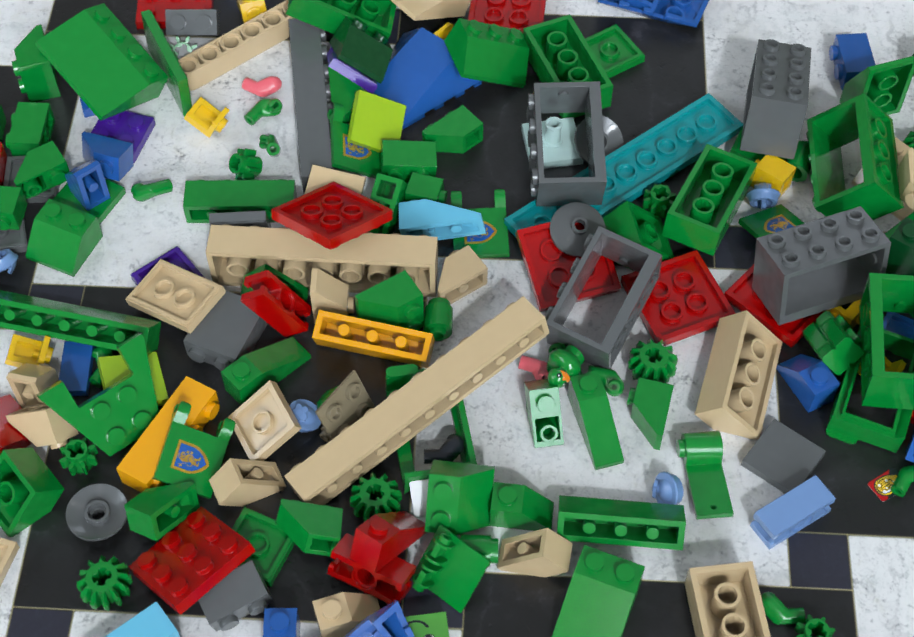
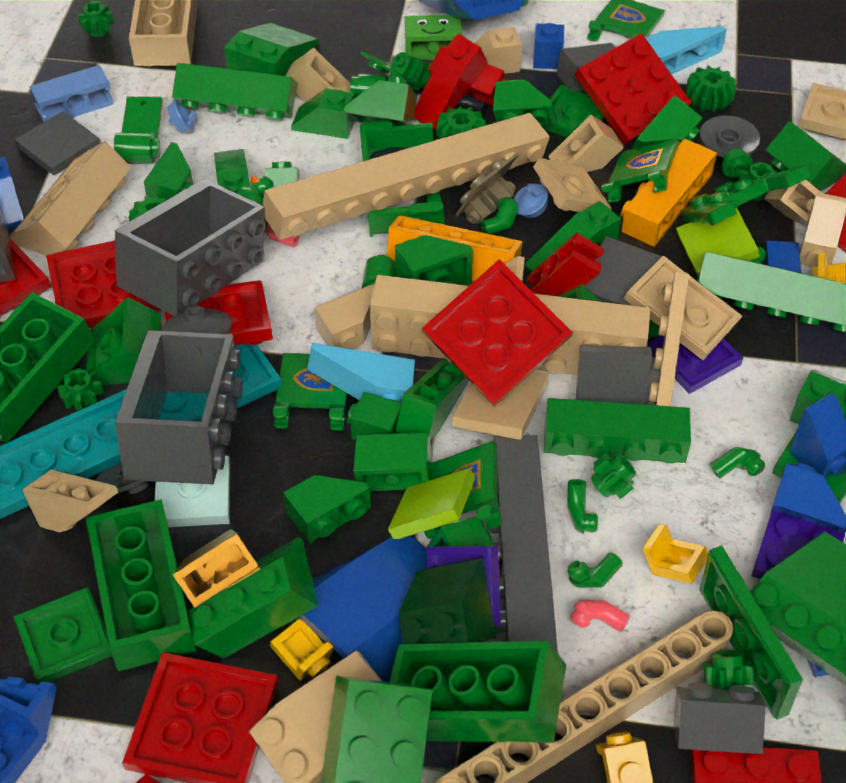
camera: 175 degrees left, 5 degrees down
(96, 475) = (735, 162): none -> green plate
(190, 249) = (670, 327): none -> tan plate
(517, 70) = (214, 567): none -> torso
(627, 95) = (64, 499): none -> tan slope
(779, 613) = (115, 39): green arm -> none

